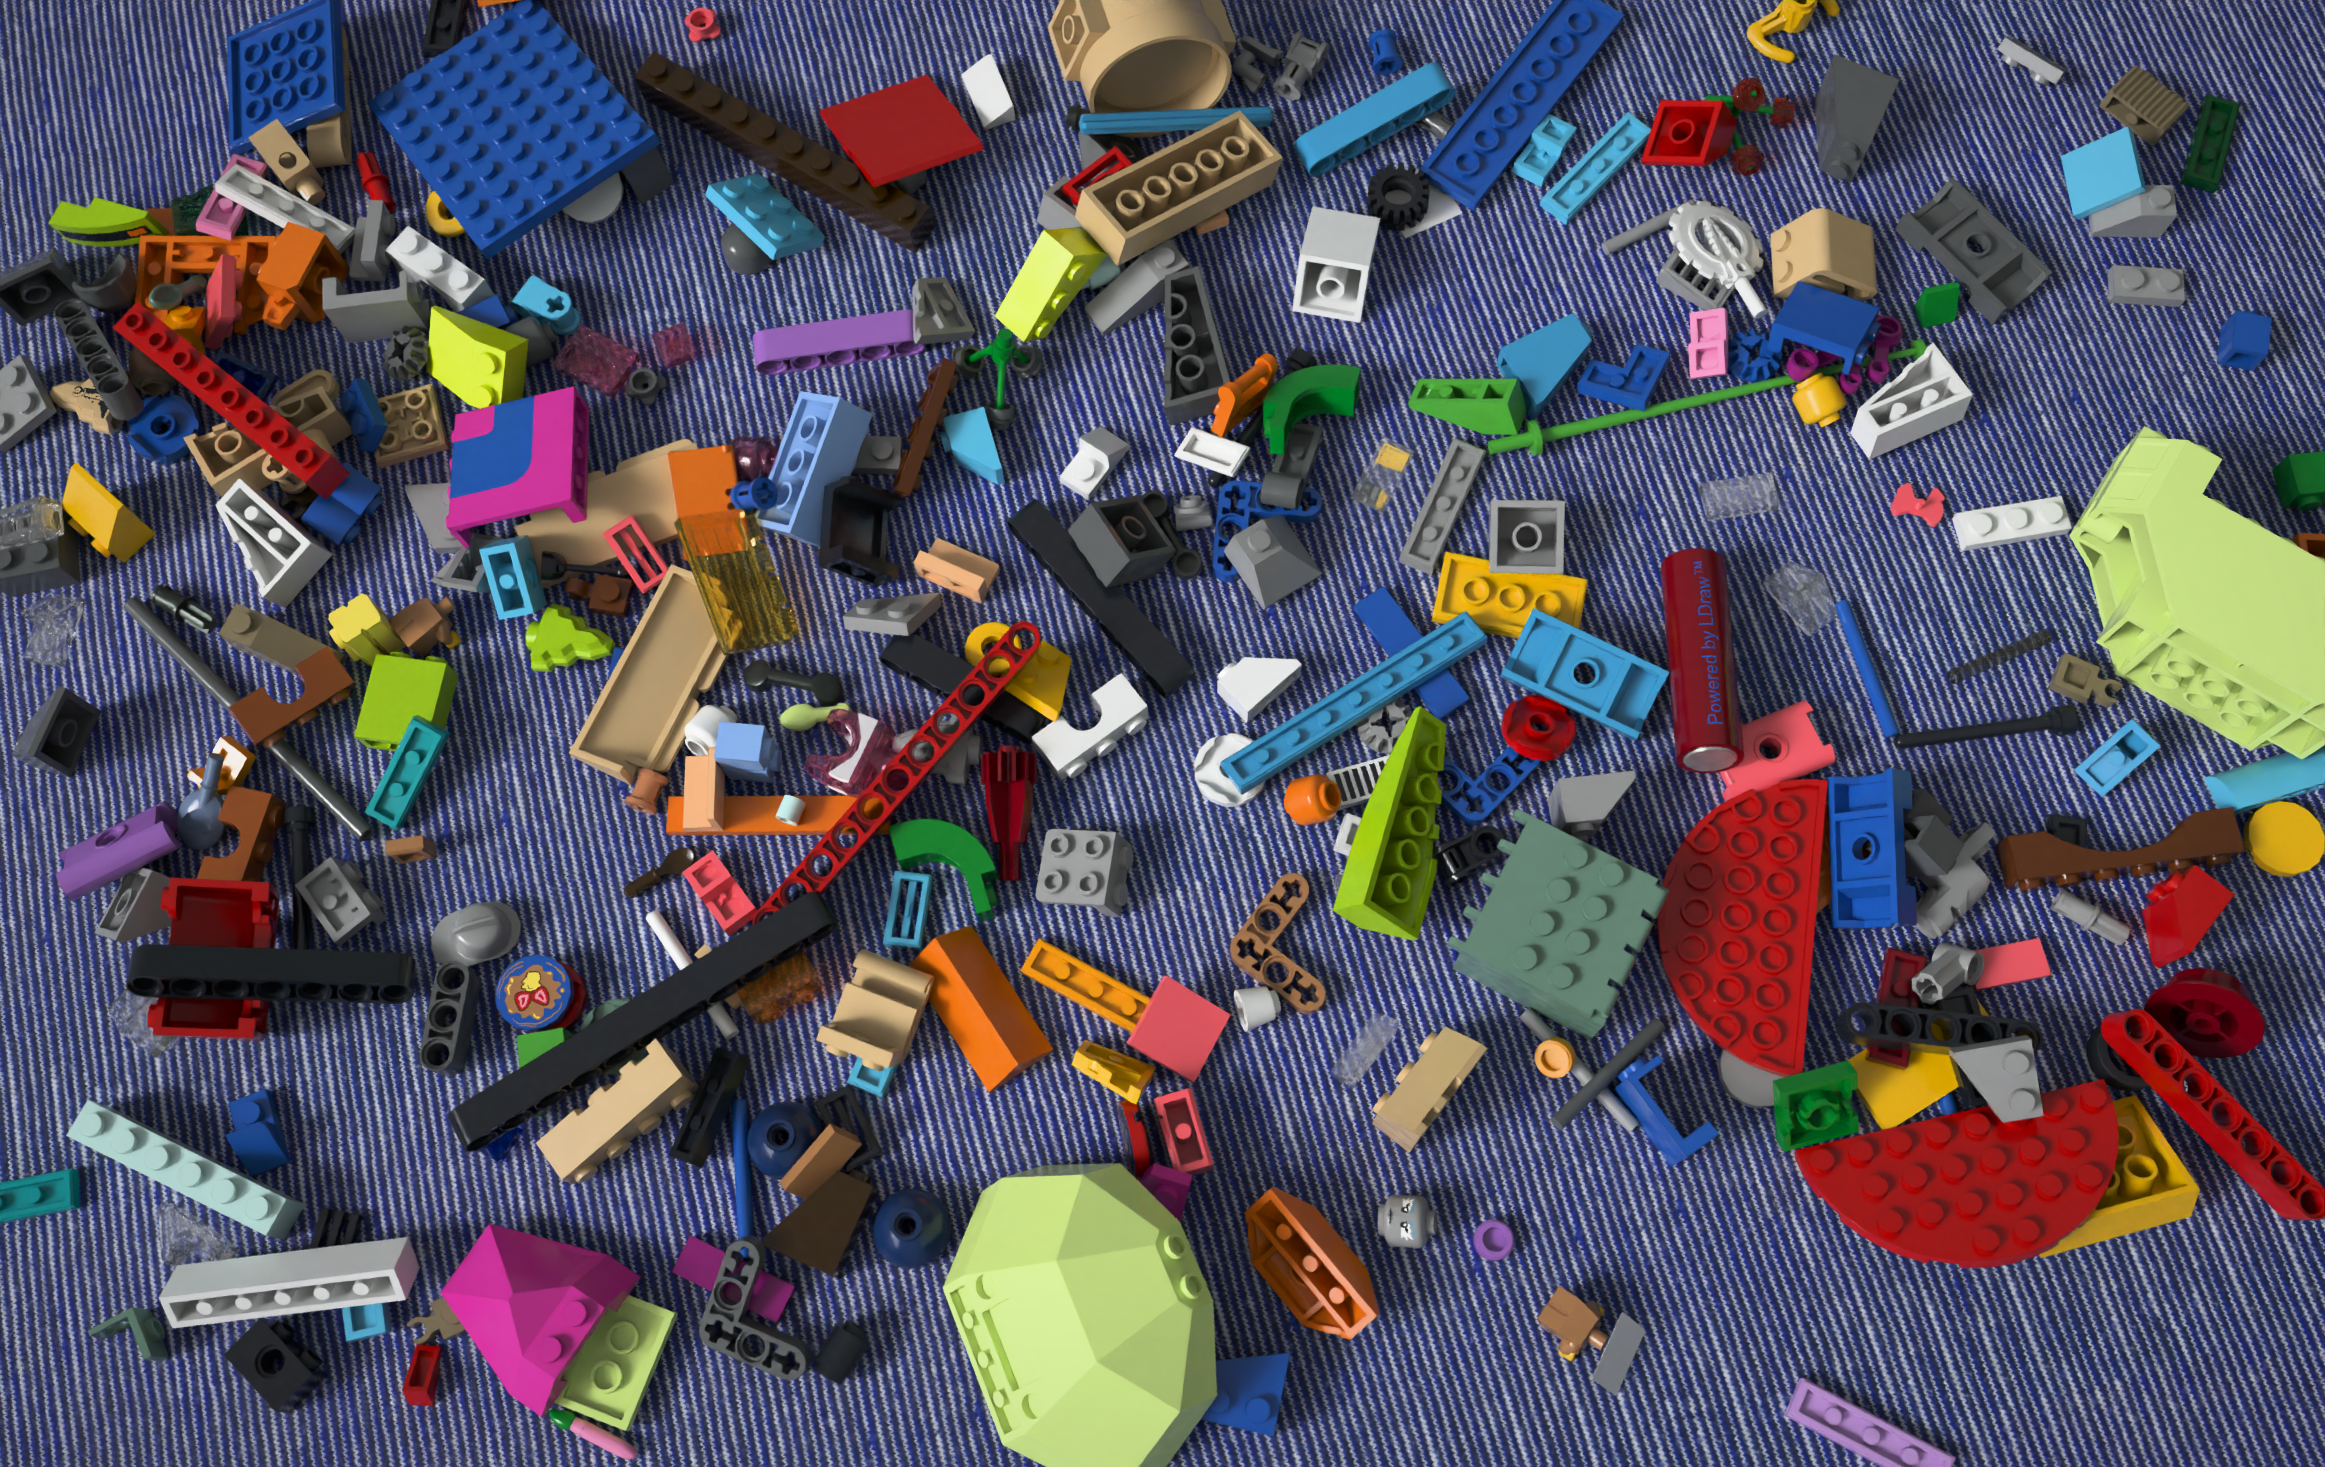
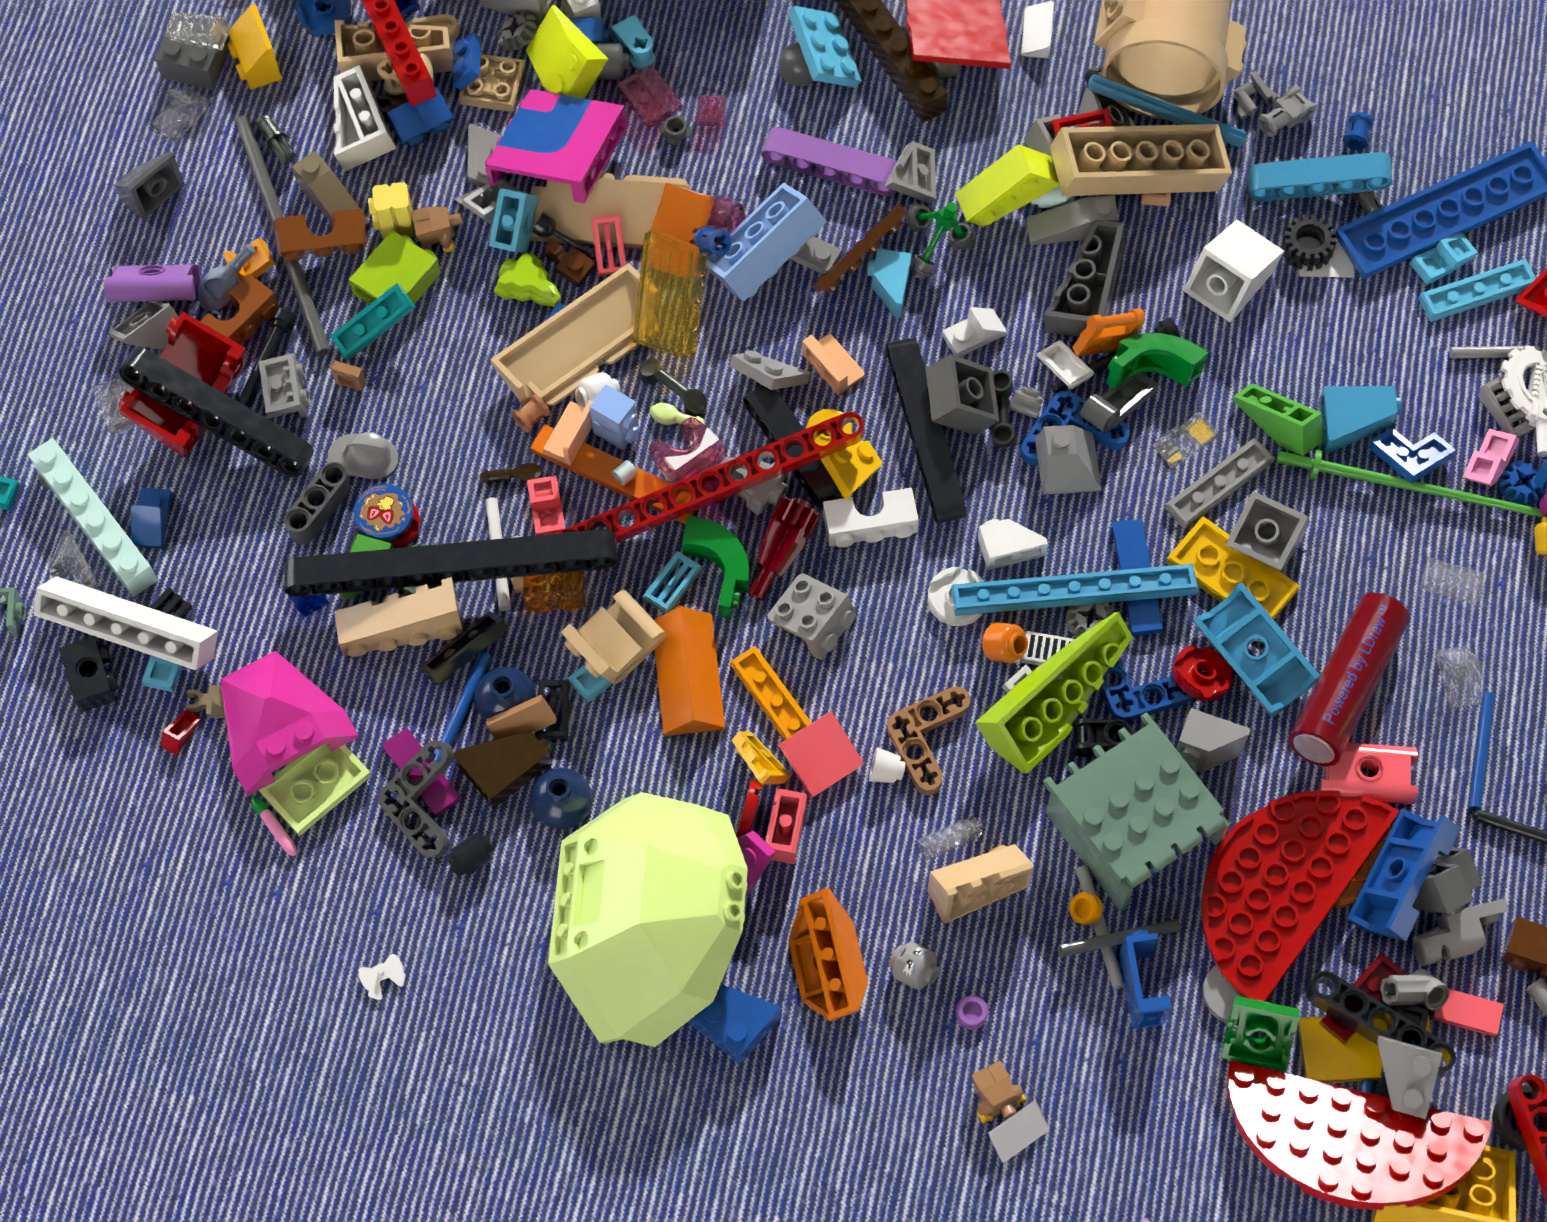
camera: 25 degrees right, 5 degrees down
(856, 531) = (773, 300): black panel -> none

